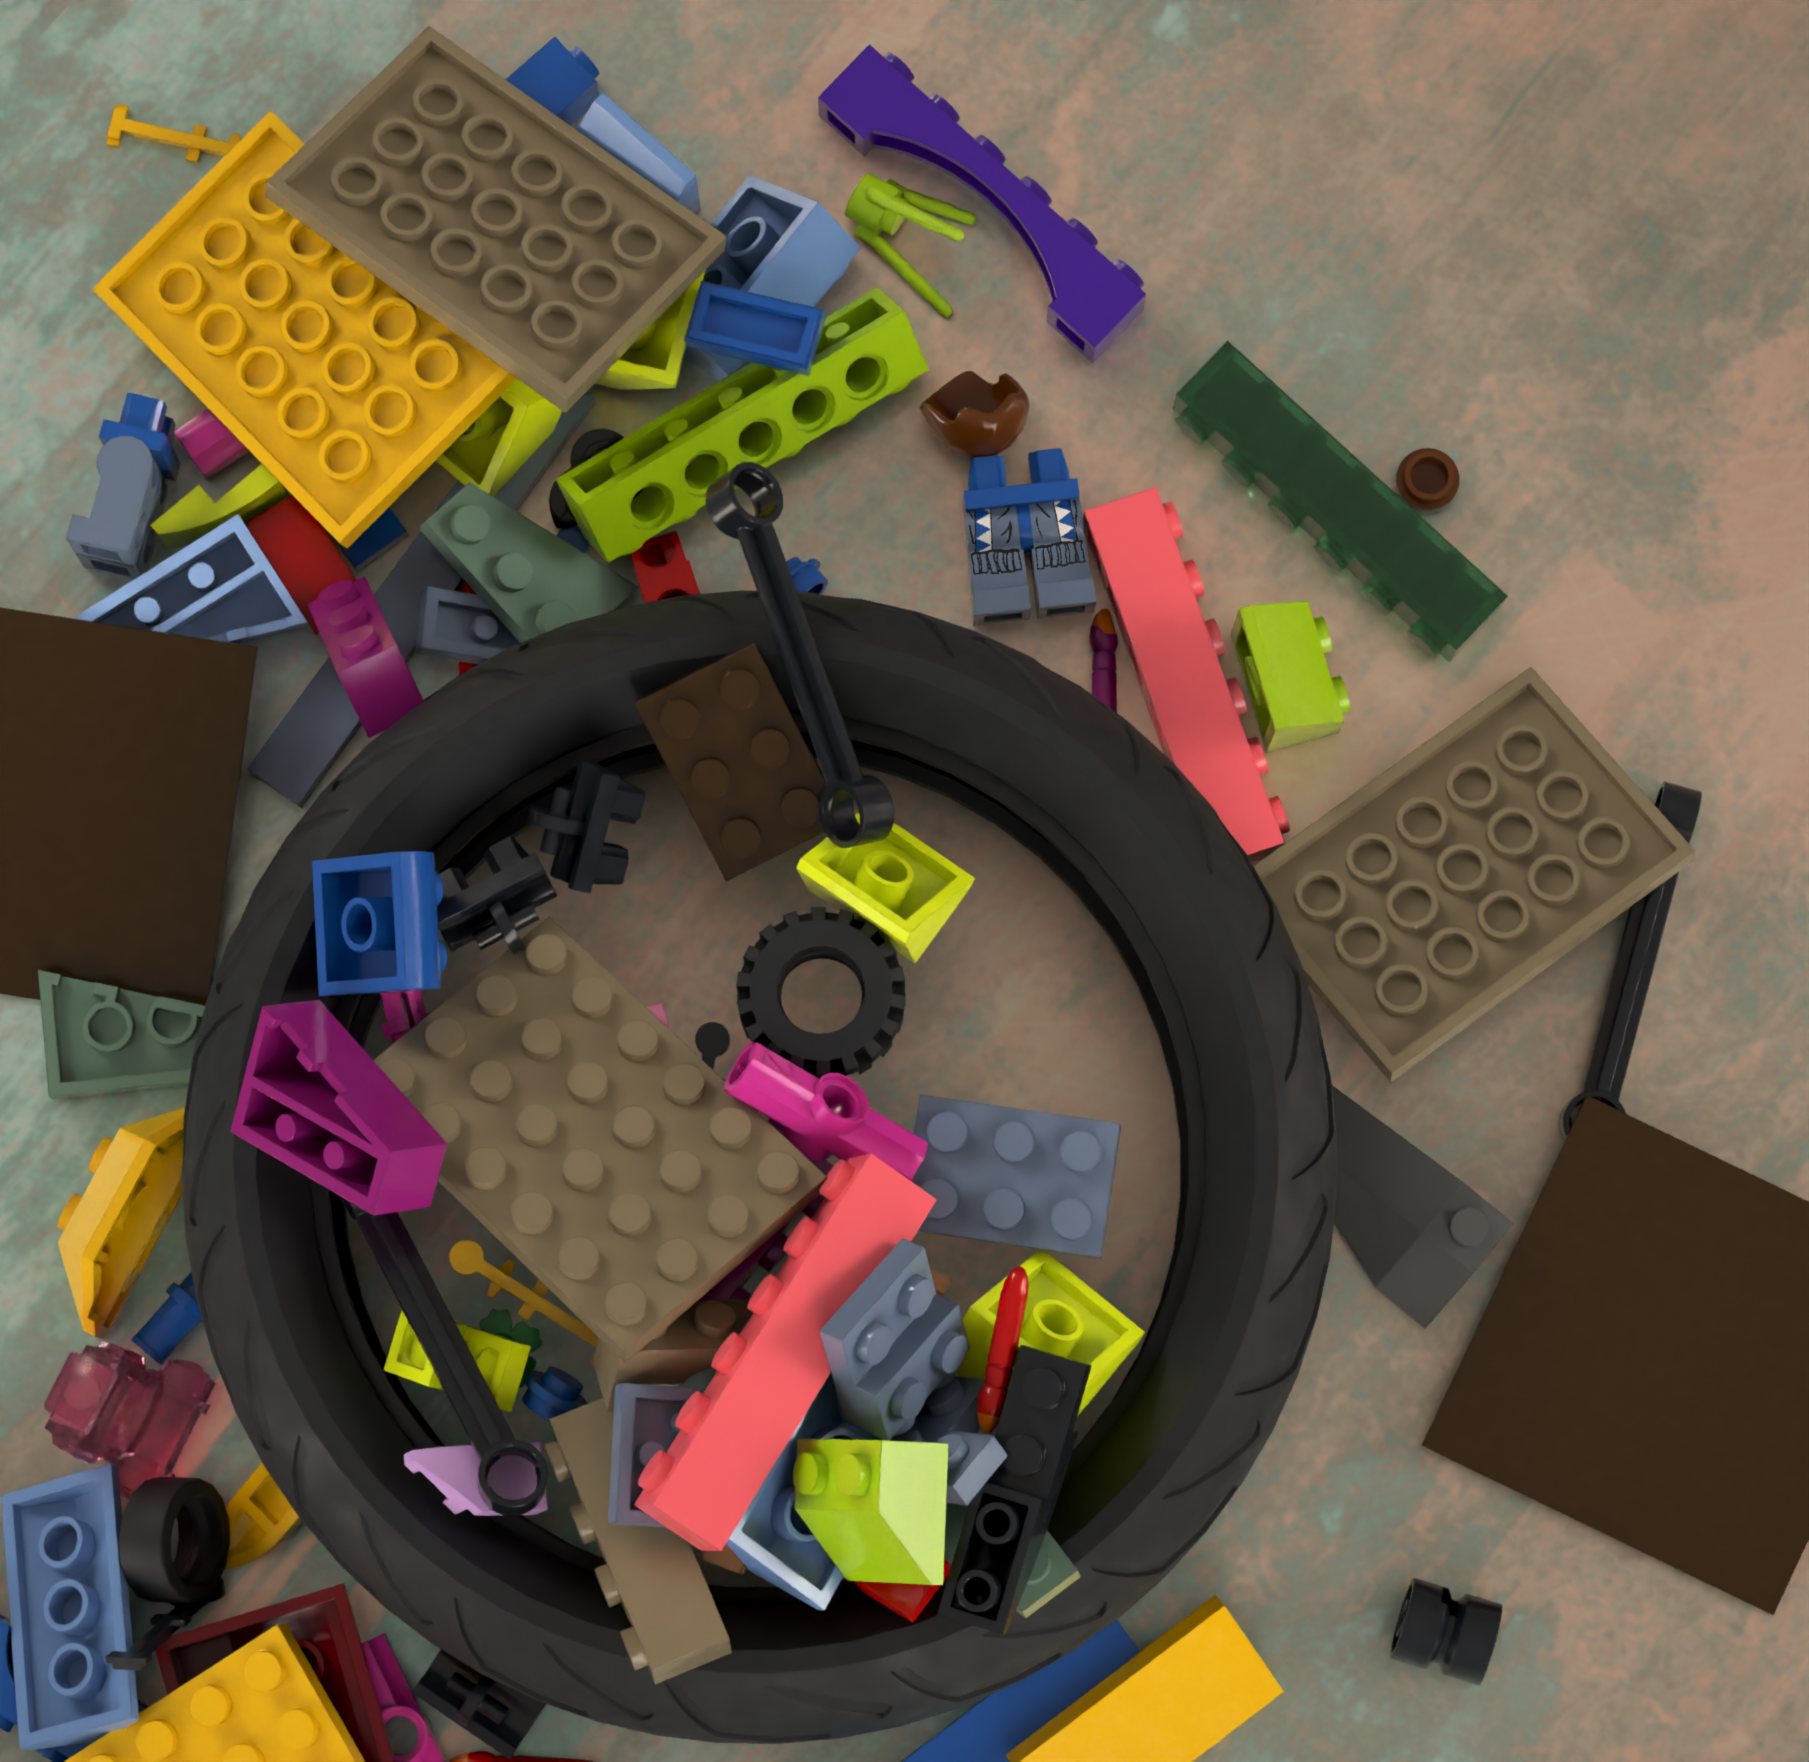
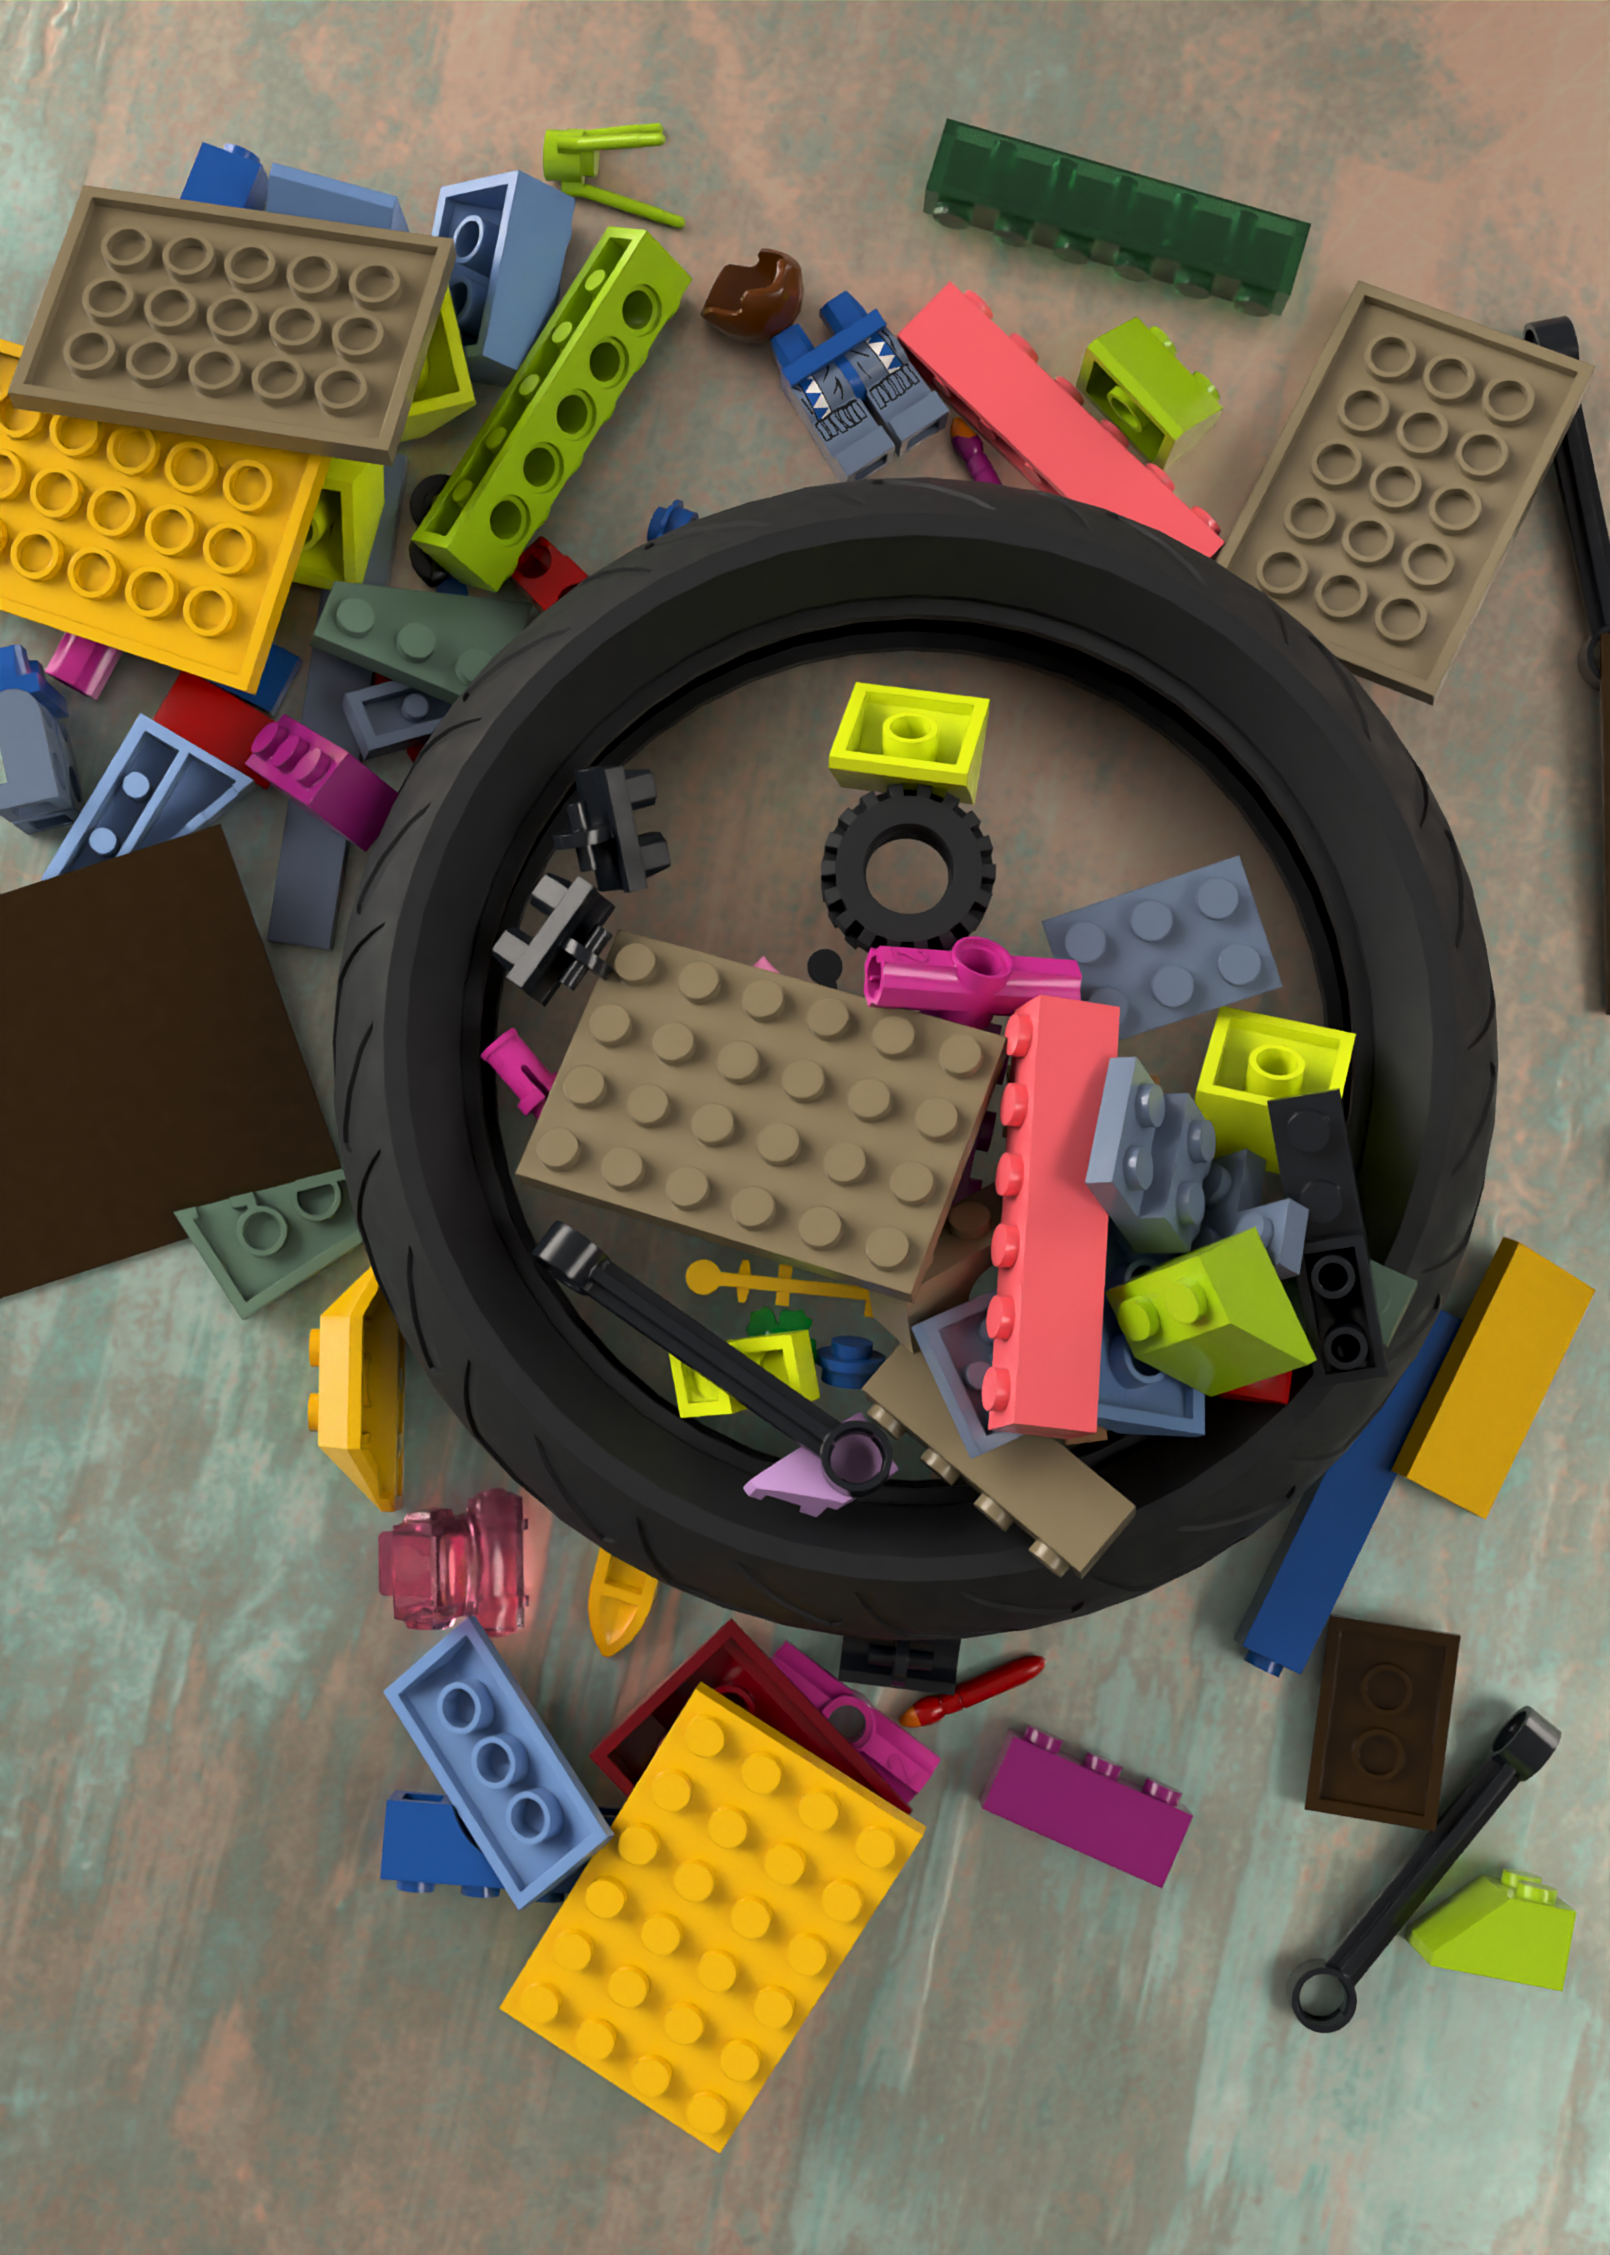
camera: 25 degrees left, 5 degrees up
(141, 1652) = (585, 1780): black piece -> none
(147, 1540) = (535, 1663): black tyre -> none
(170, 1322) = (454, 1462): blue pin -> none
(199, 514) = (104, 732): neon yellow slope -> none
(334, 1112) = (522, 1209): magenta wedge -> none
(378, 923) = (468, 1013): blue brick -> none
(737, 759) = (722, 697): dark brown plate -> none
(755, 328) = (521, 310): blue tile -> none
(801, 658) = (729, 569): black piece -> none
(883, 110) = (537, 66): dark purple arch -> none
(1003, 1349) = (1261, 1160): red piece -> none
(1407, 1215) = (1512, 821): dark grey wedge -> none
(1427, 479) = (1182, 158): reddish brown plate -> none

